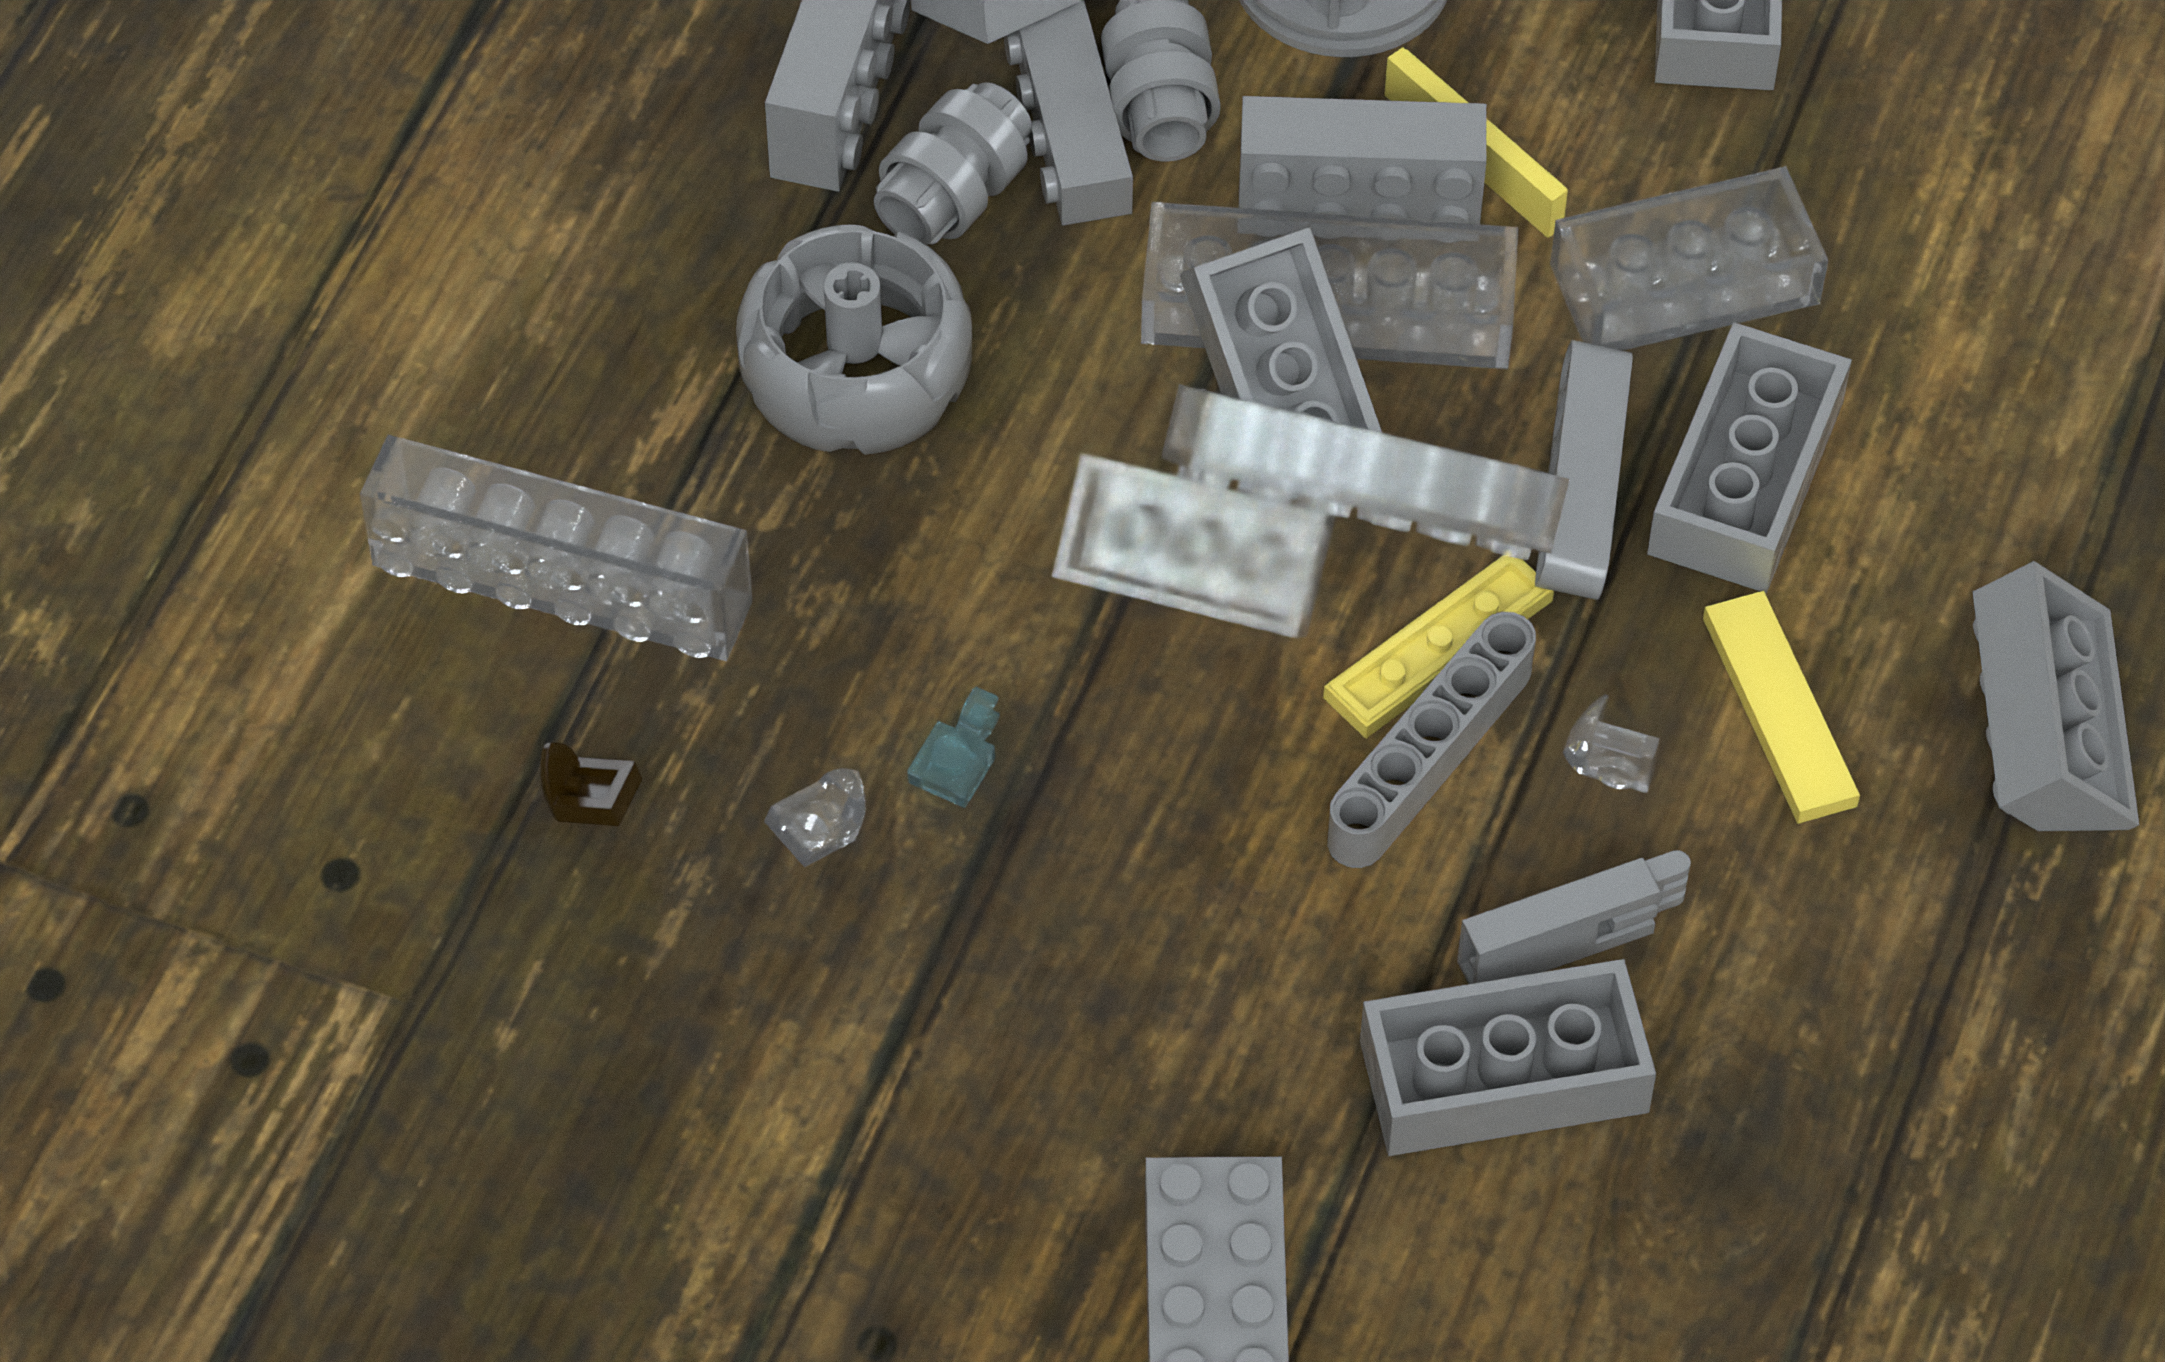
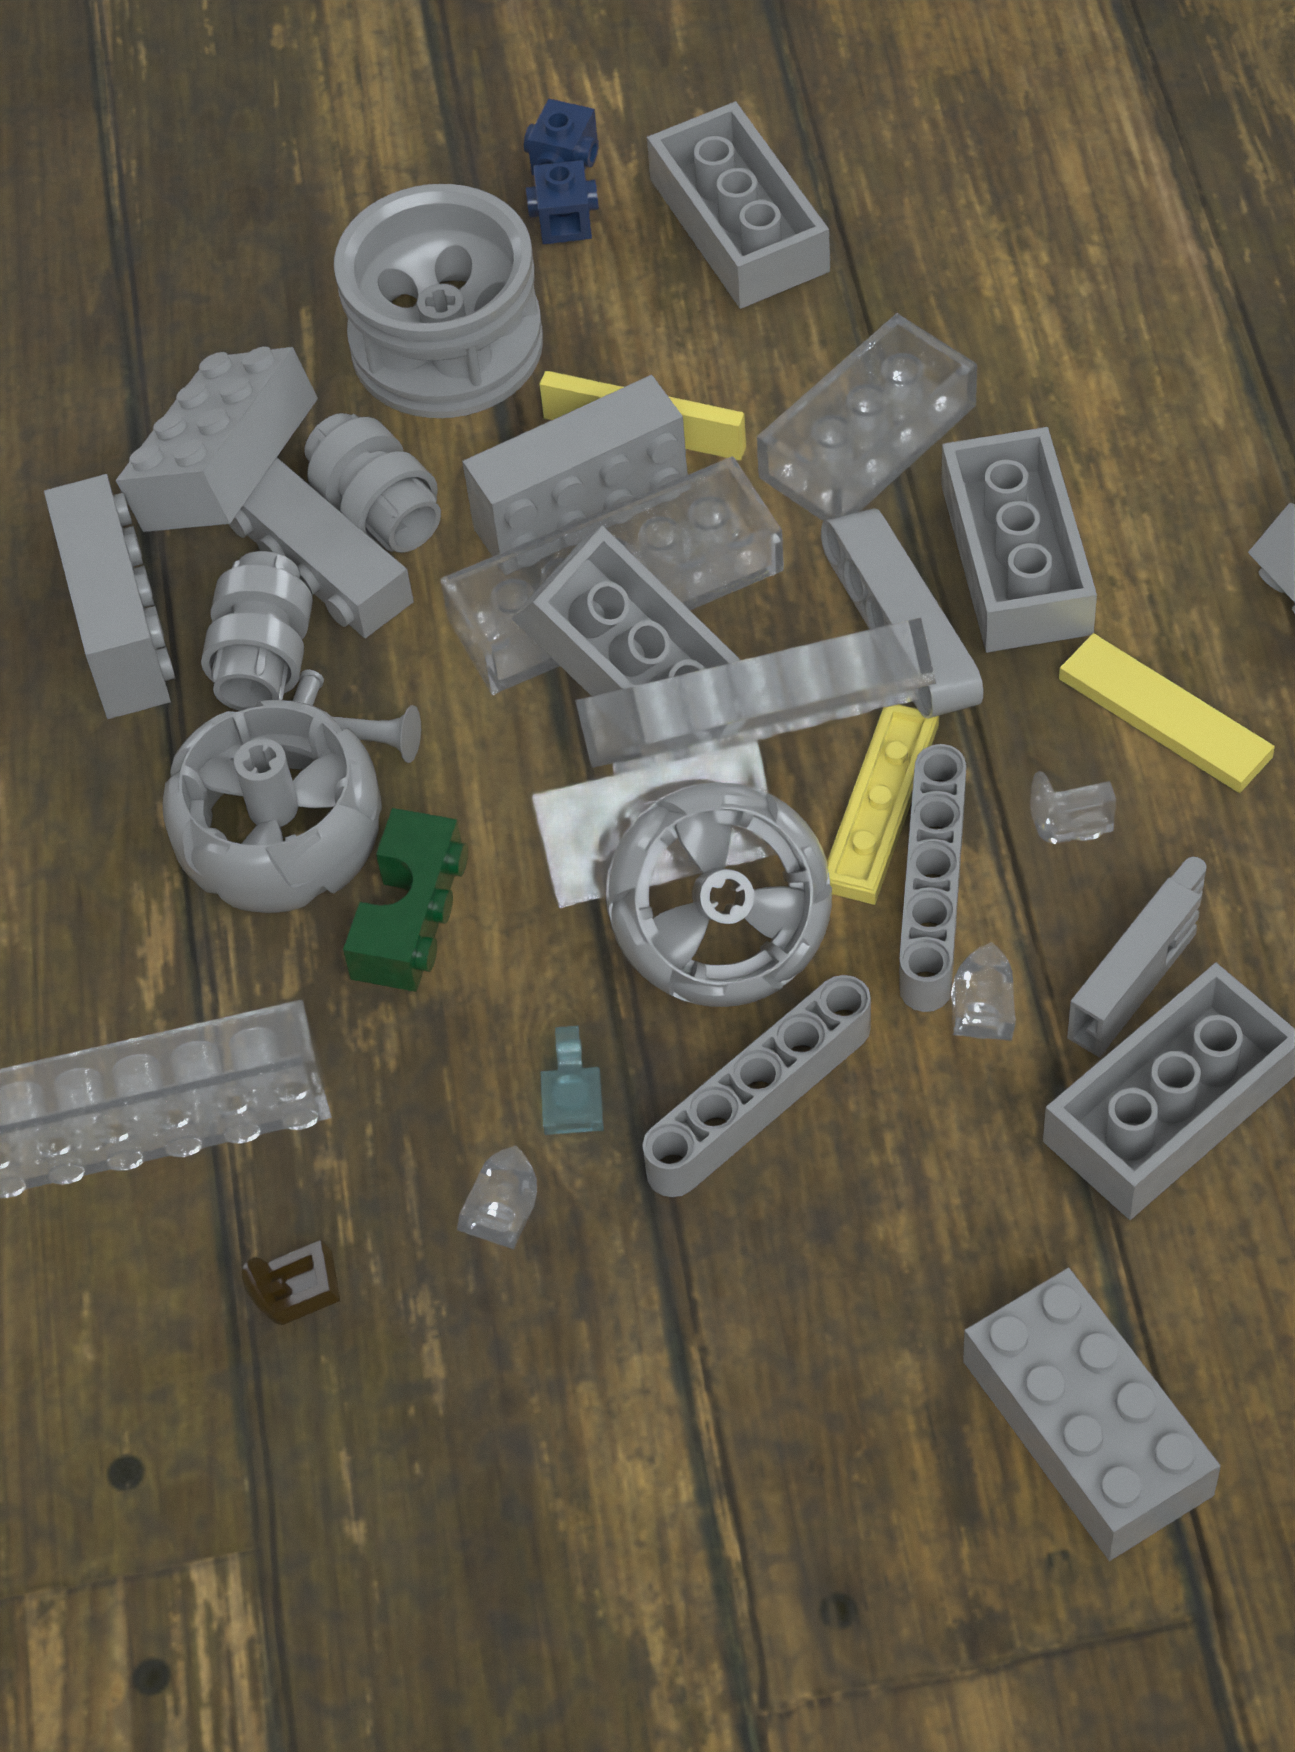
camera: 25 degrees left, 0 degrees up
(891, 528) = (398, 940): none -> dark green arch
(1027, 335) = (400, 732): none -> light grey piece
(1106, 864) = (750, 1109): none -> light grey beam
(1216, 564) = (790, 915): none -> light grey wheel
(1396, 876) = (984, 996): none -> clear plate

